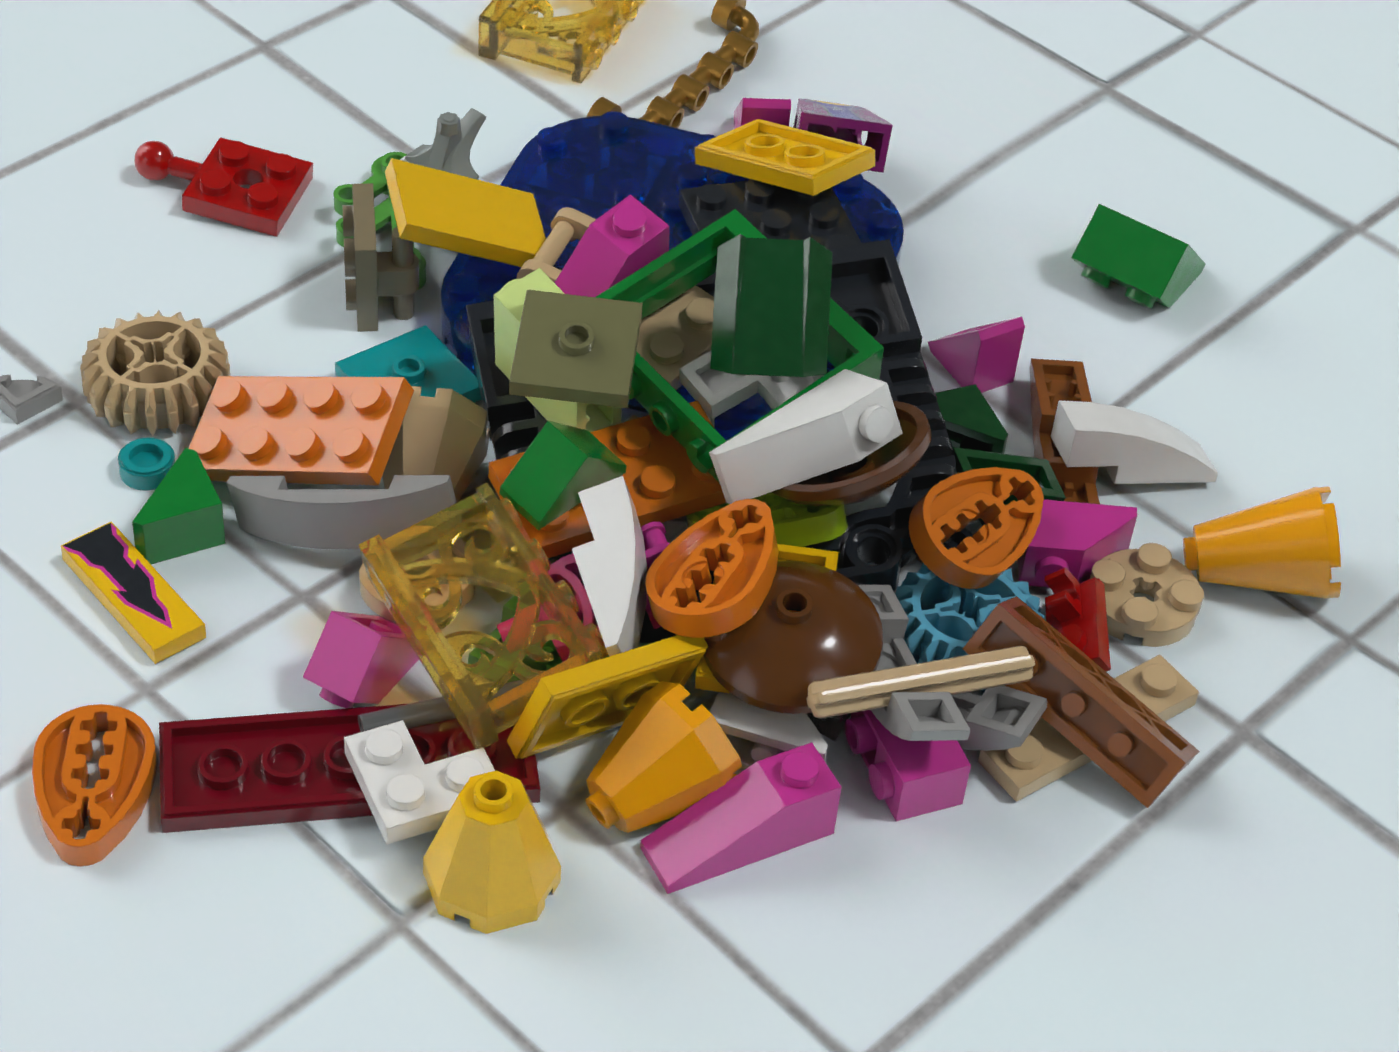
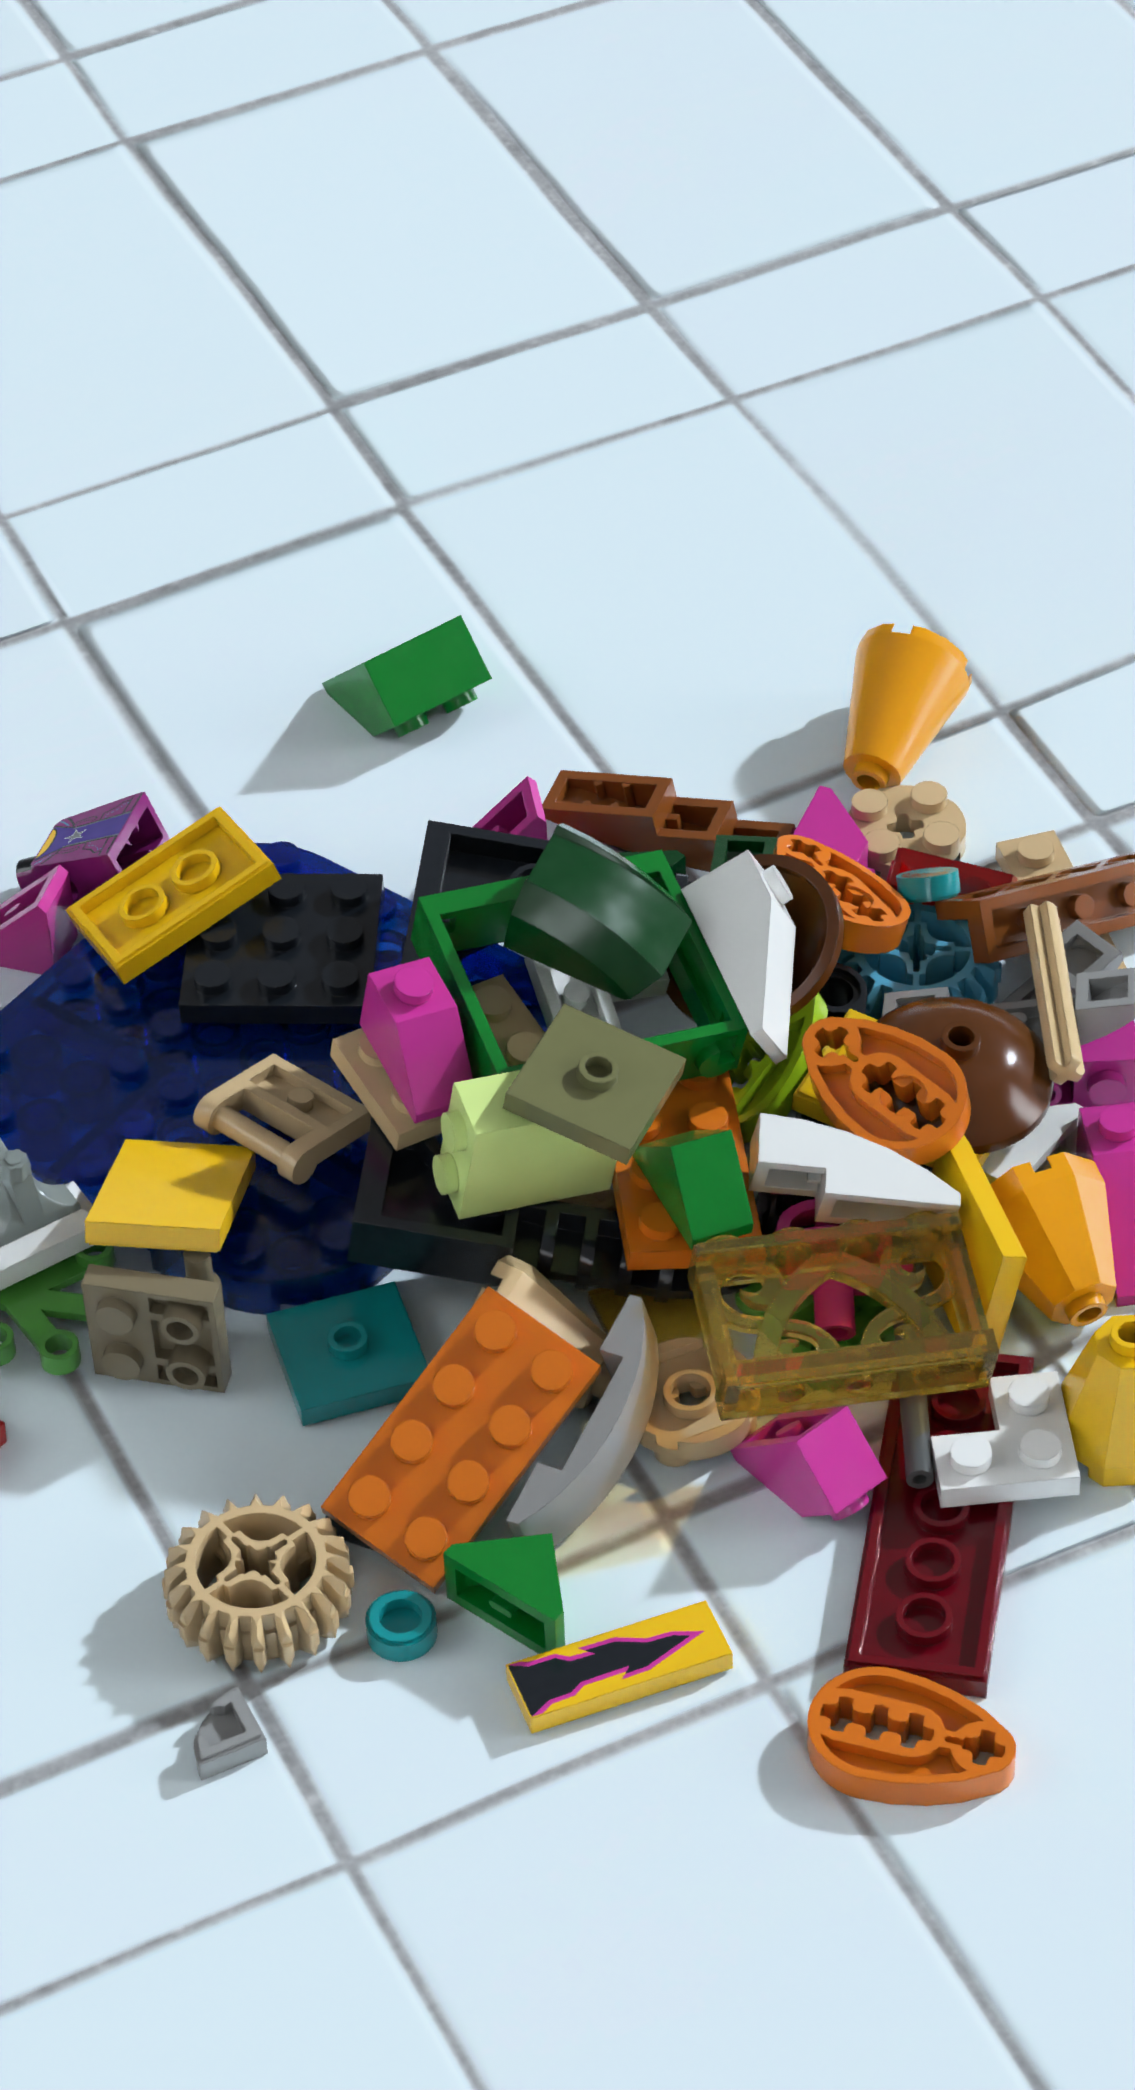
camera: 65 degrees left, 0 degrees up
(1036, 589) = (929, 884): none -> teal tile
(1128, 445) = (709, 774): white slope -> none

